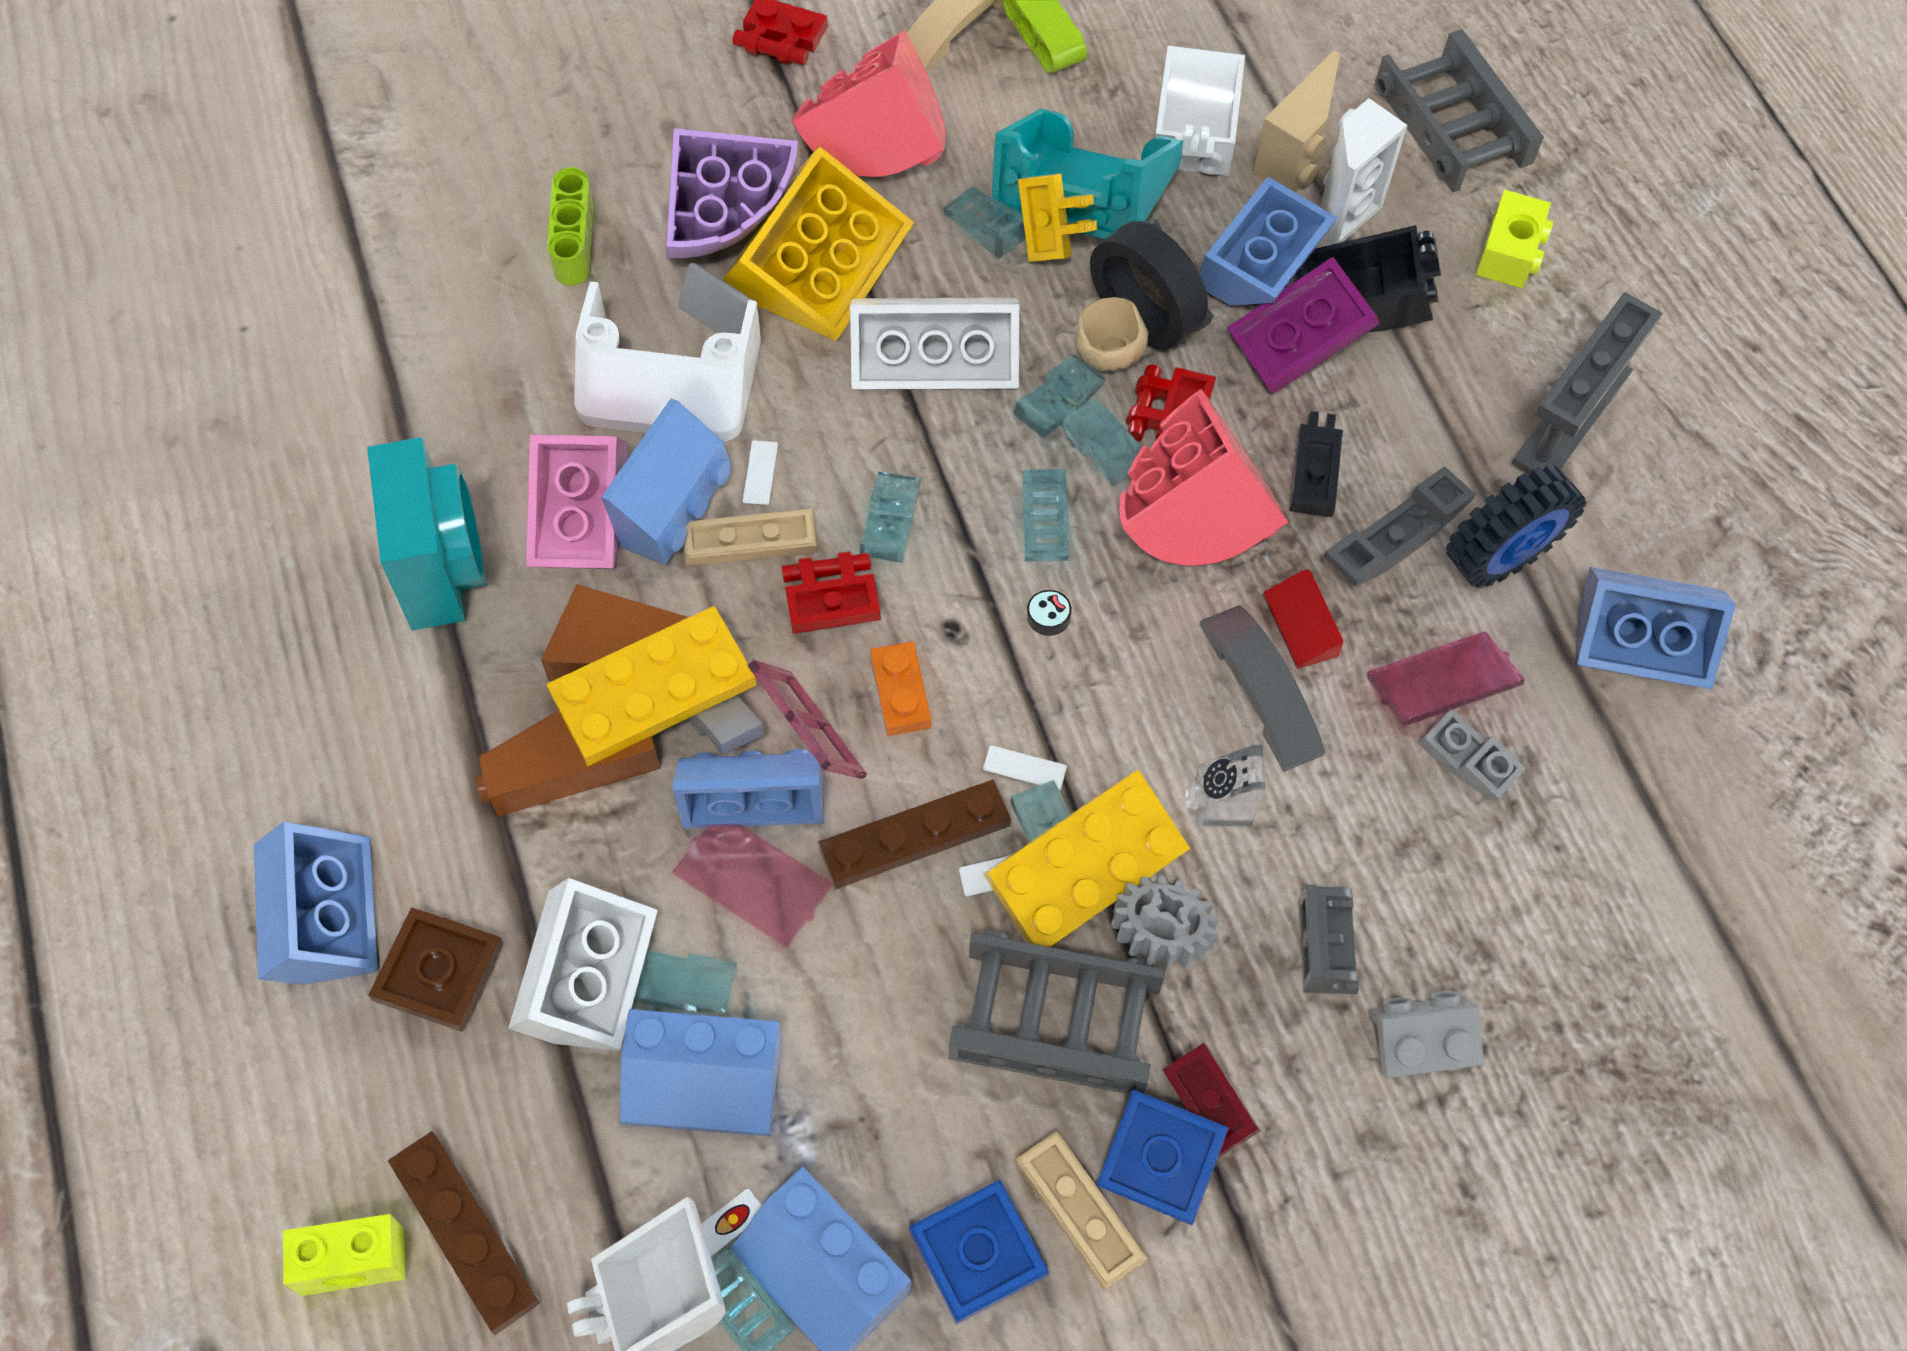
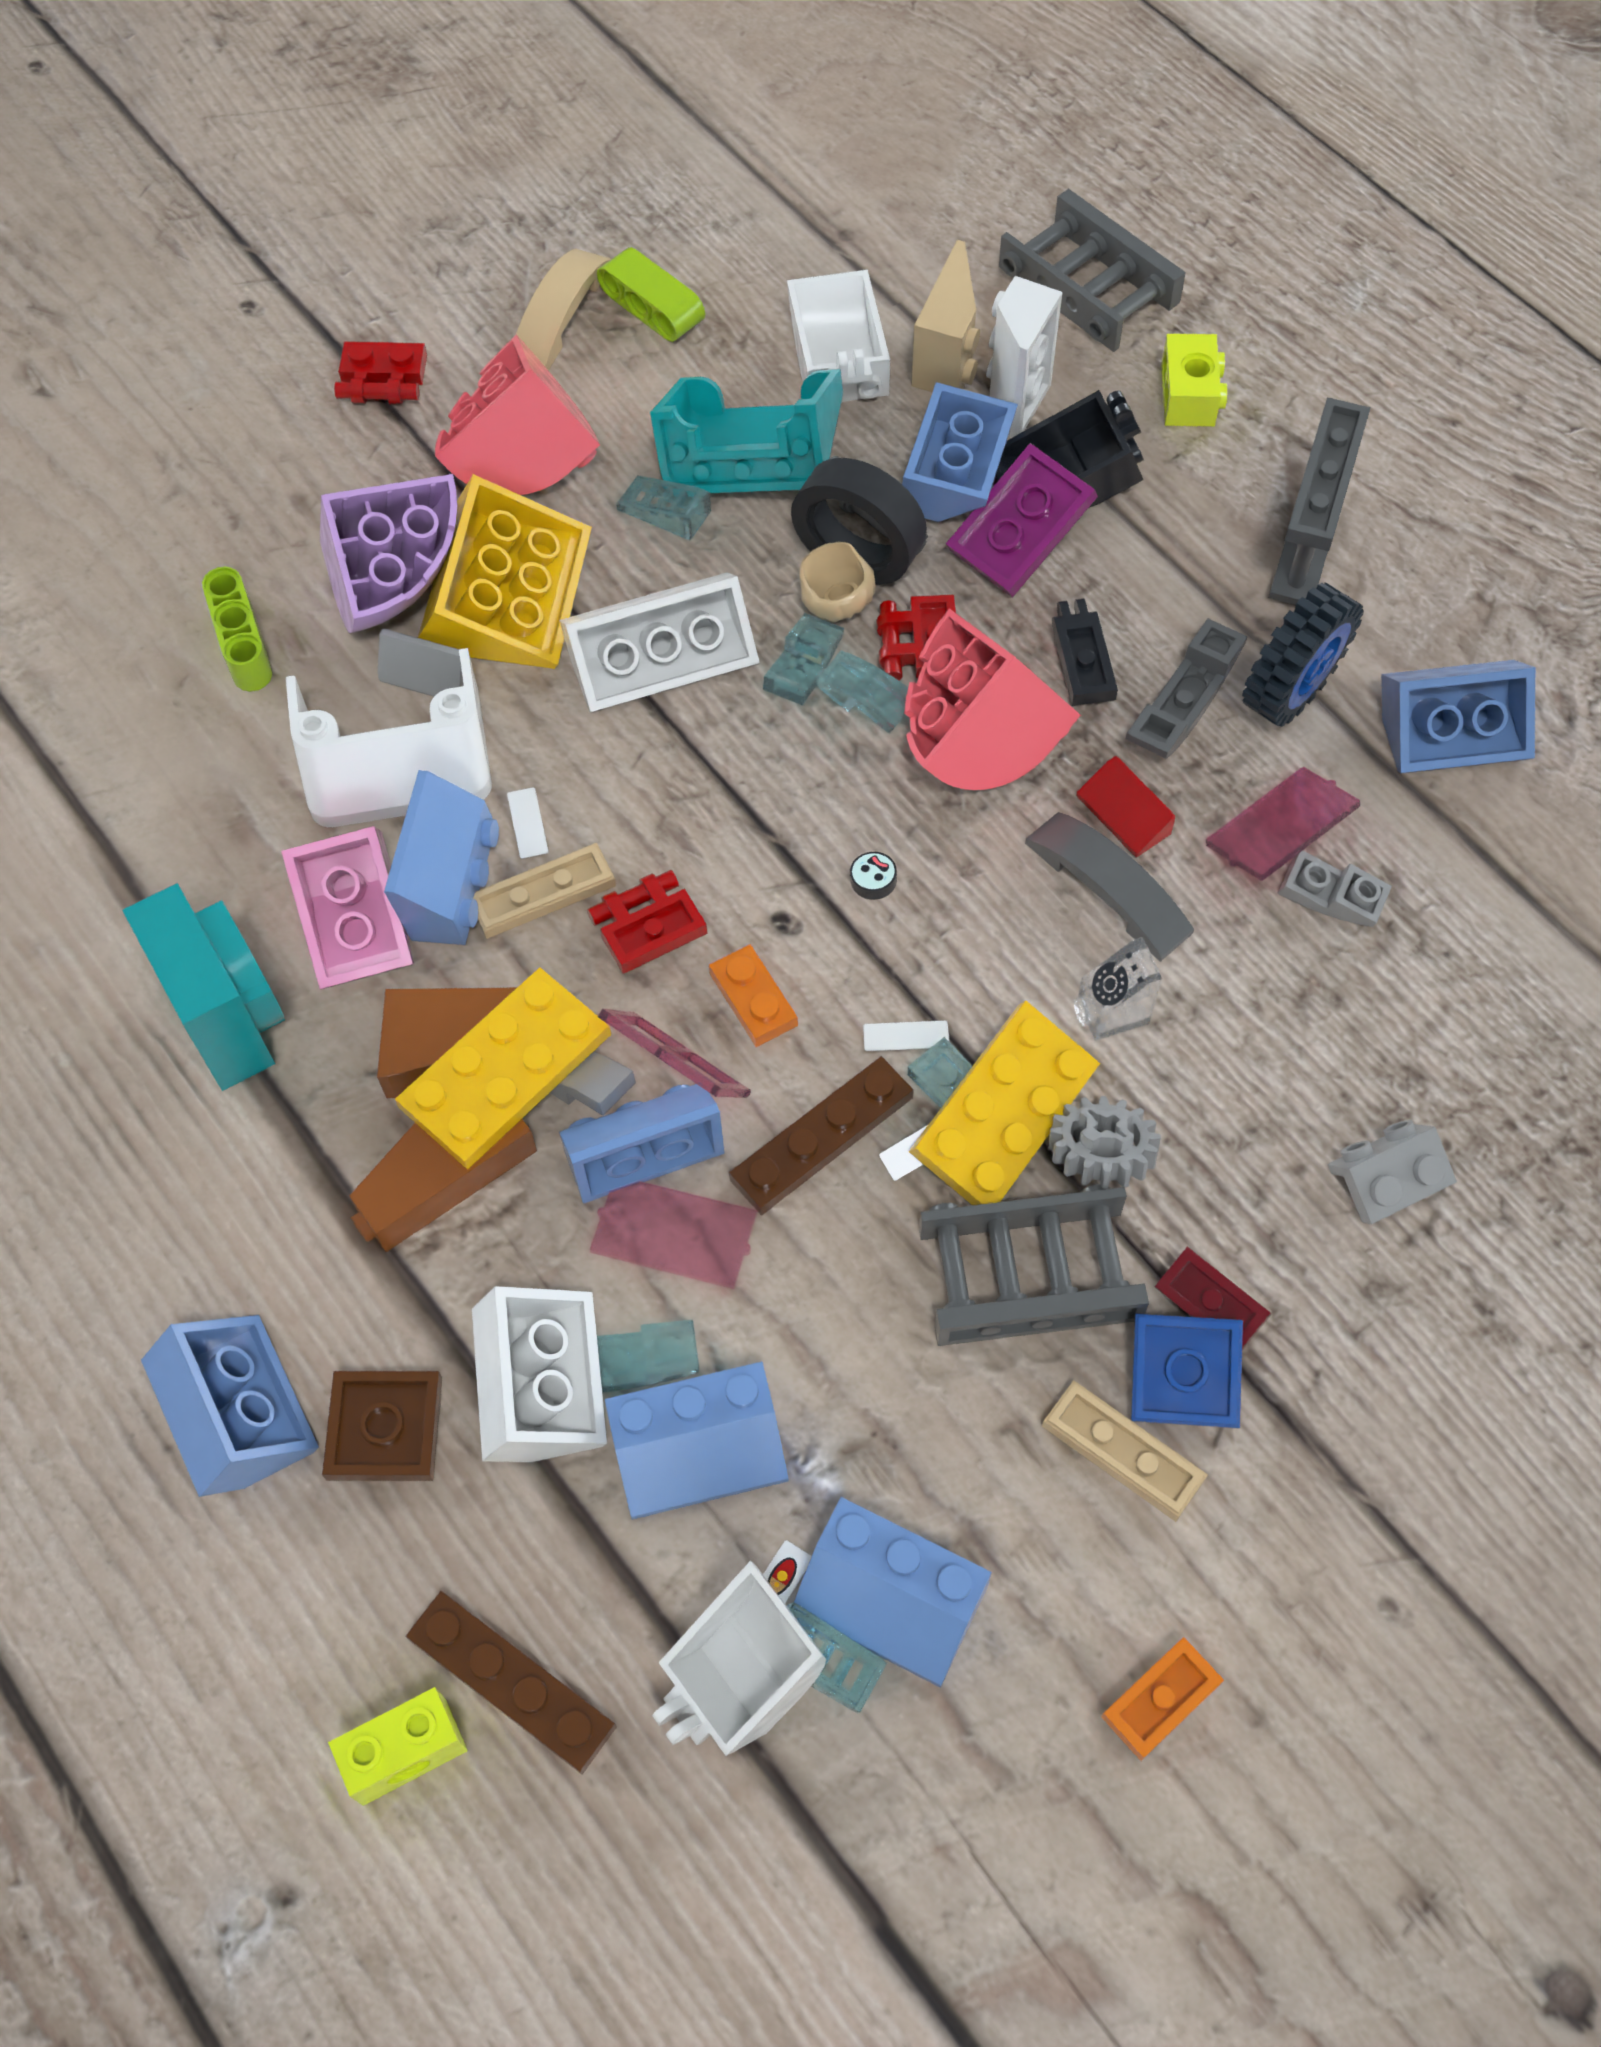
camera: 15 degrees left, 0 degrees up
(890, 516) = (679, 827): clear light blue slope -> none
(978, 1251) = (1041, 1524): blue plate -> none
(1045, 488) = (826, 753): clear light blue slope -> none
(1046, 217) = (728, 483): yellow hinge -> none
(1327, 940) = (1264, 1111): dark grey hinge -> none

